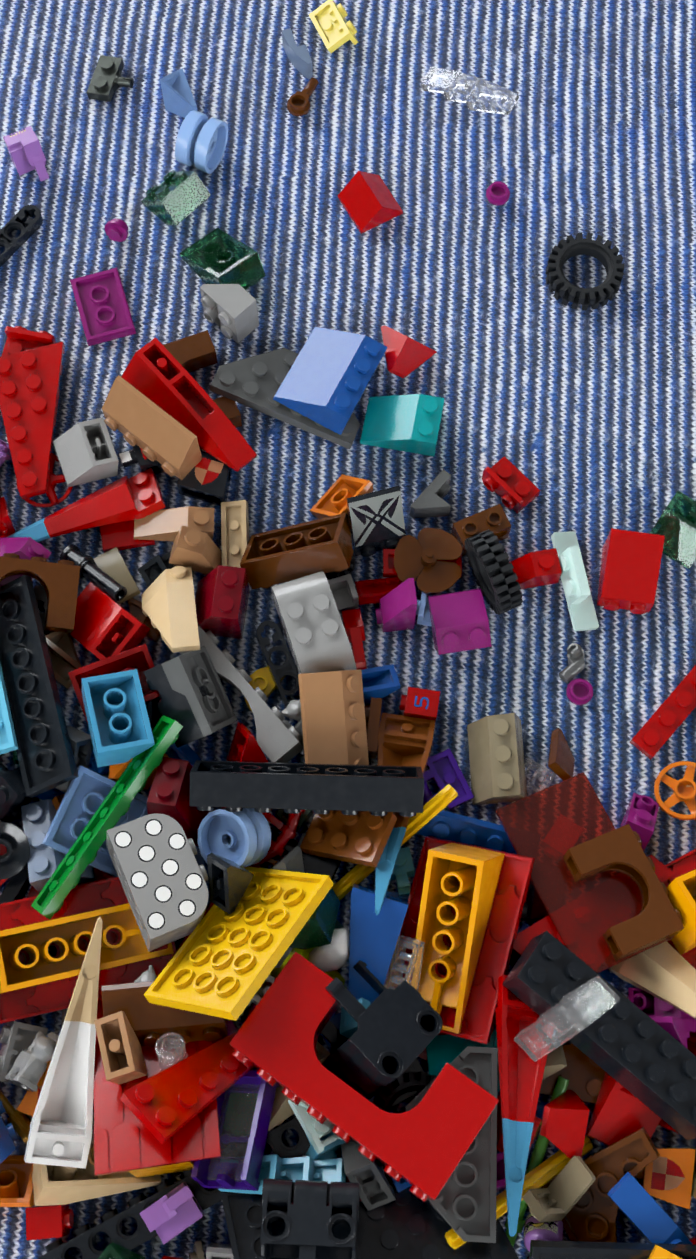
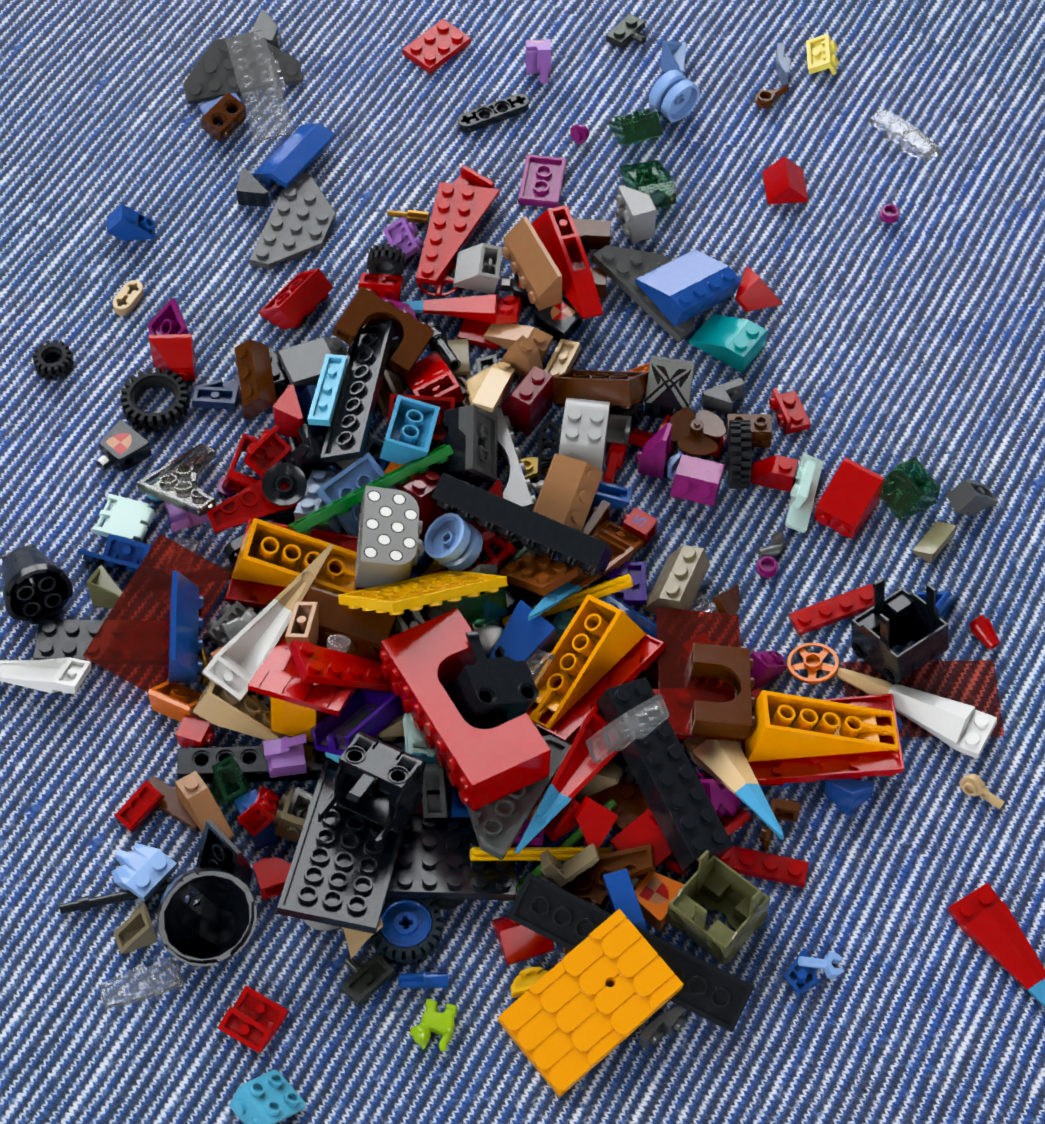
camera: 25 degrees right, 15 degrees down
(226, 882) = (432, 556): black slope -> none
(596, 249) = (929, 271): black tyre -> none

